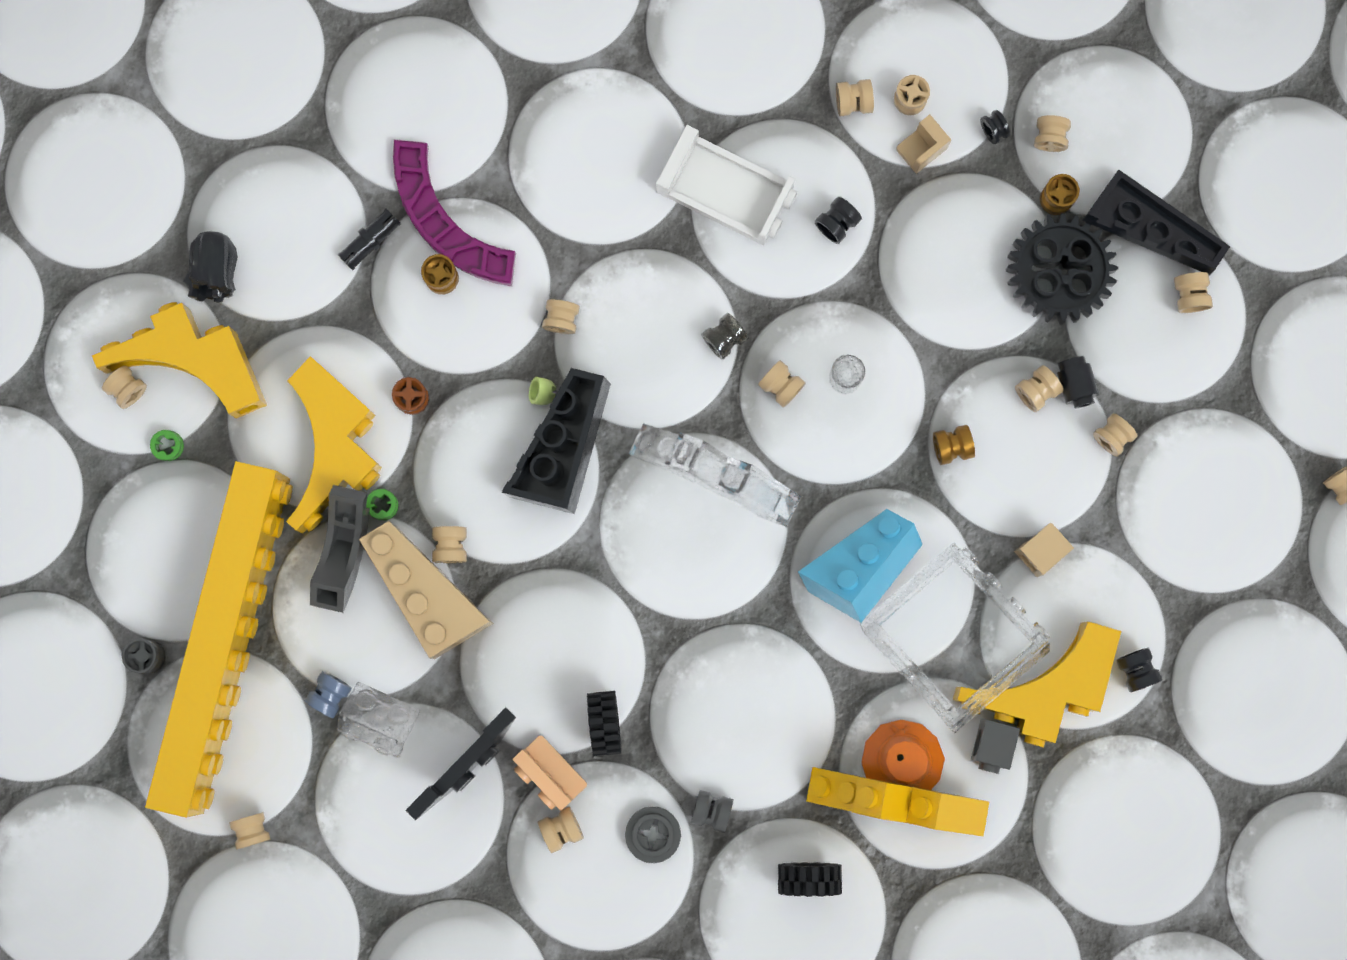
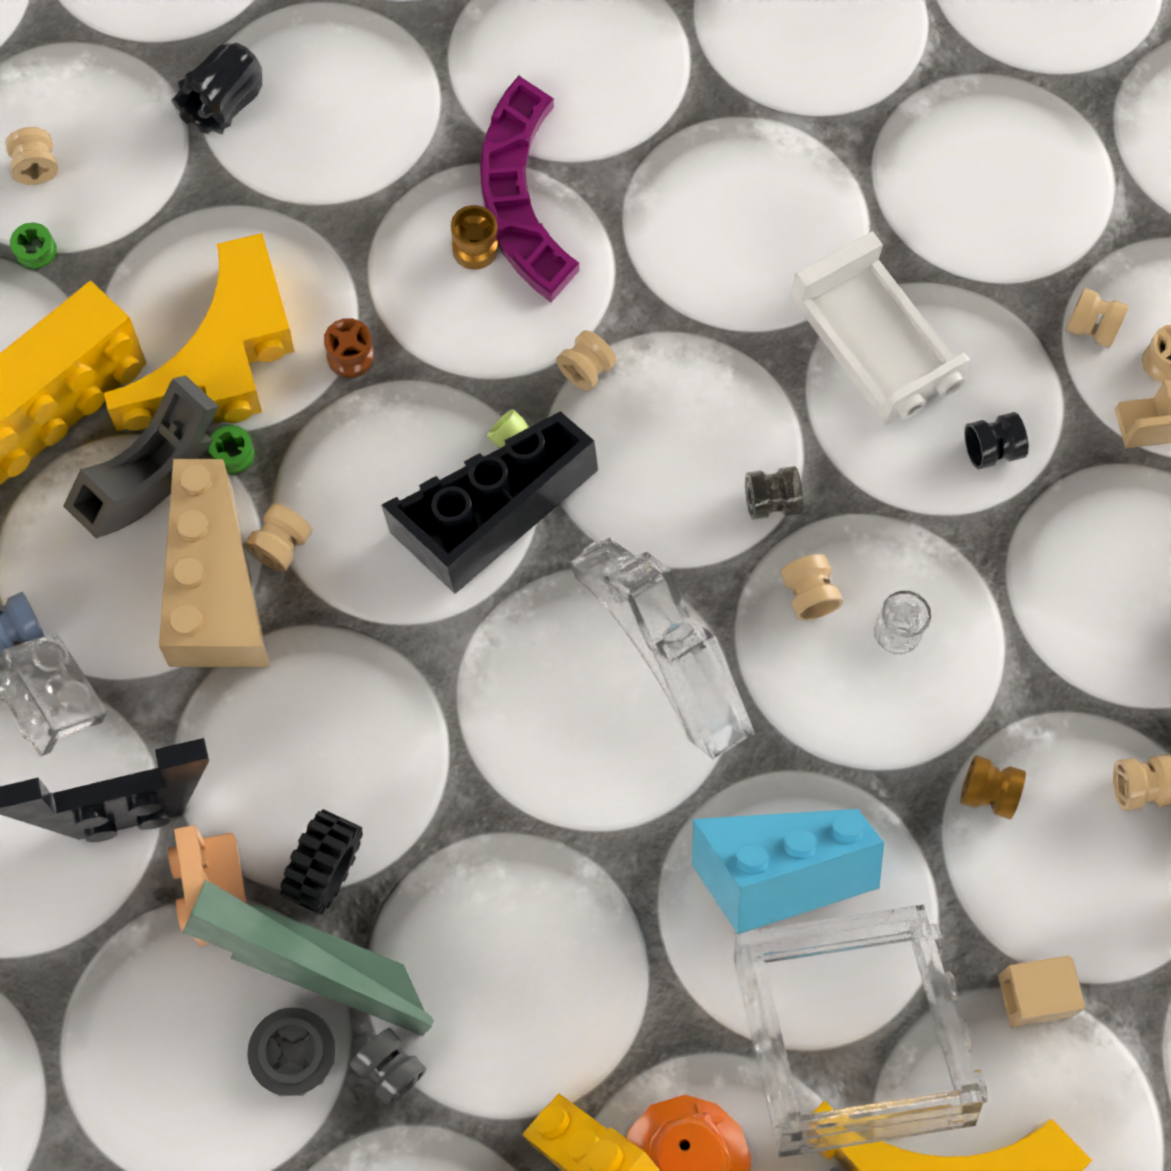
camera: 25 degrees right, 15 degrees down
(177, 344) = (126, 148): yellow arch -> none
(369, 239) = (419, 159): black pin -> none
(560, 830) = (176, 968): tan wheel -> none
(630, 781) = (308, 958): none -> sand green wedge

